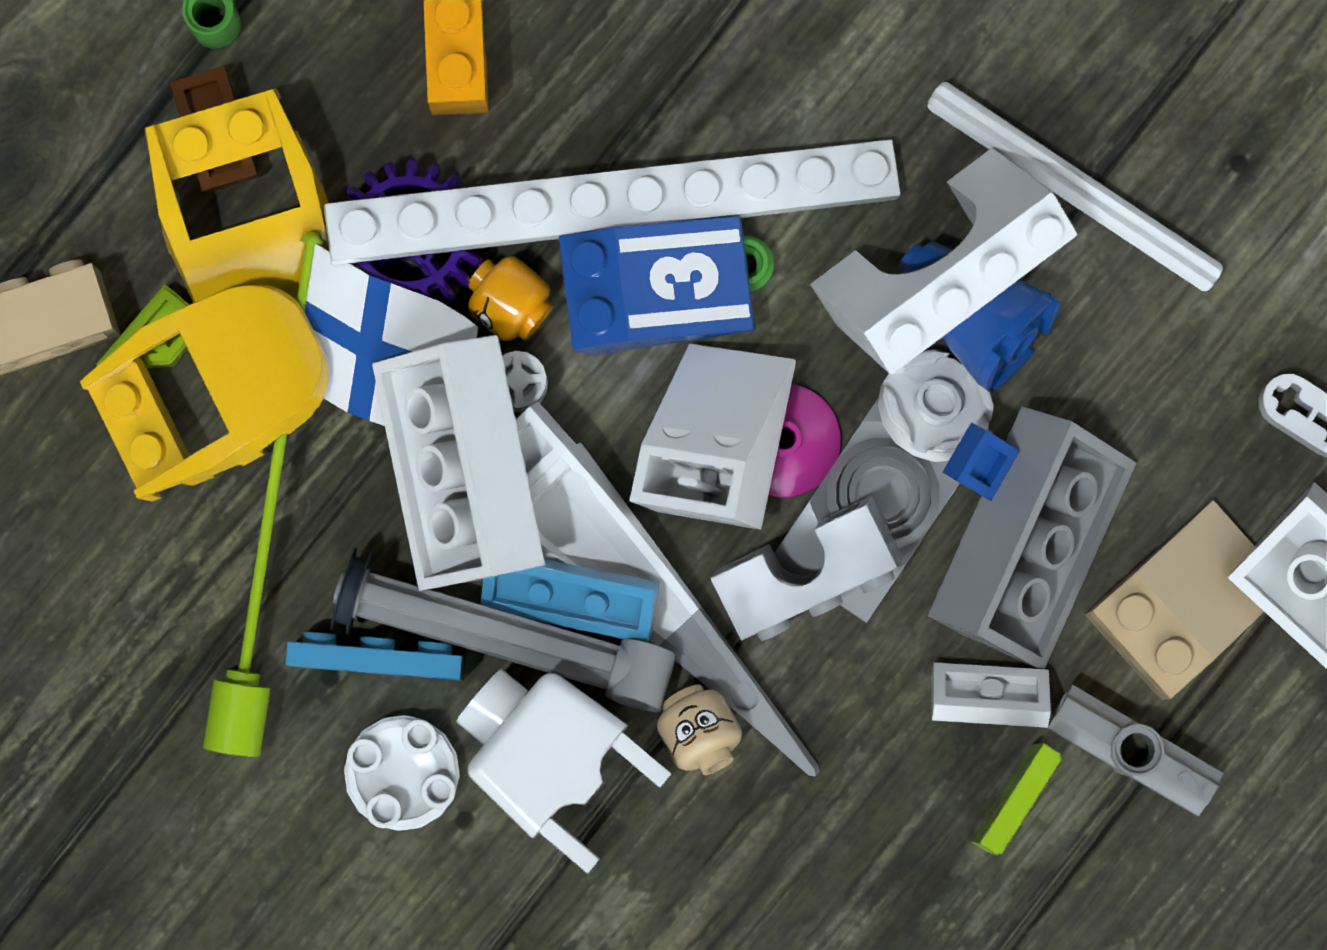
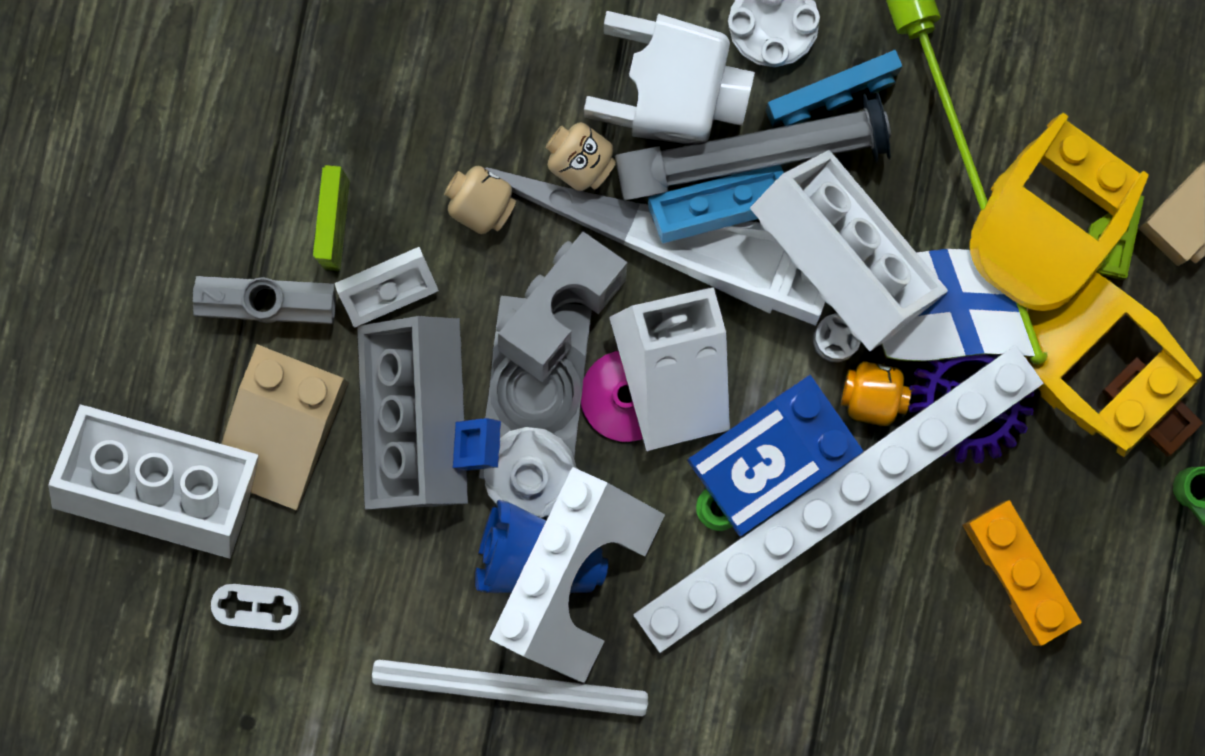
camera: 155 degrees right, 0 degrees up
(836, 739) = (480, 200): none -> tan head

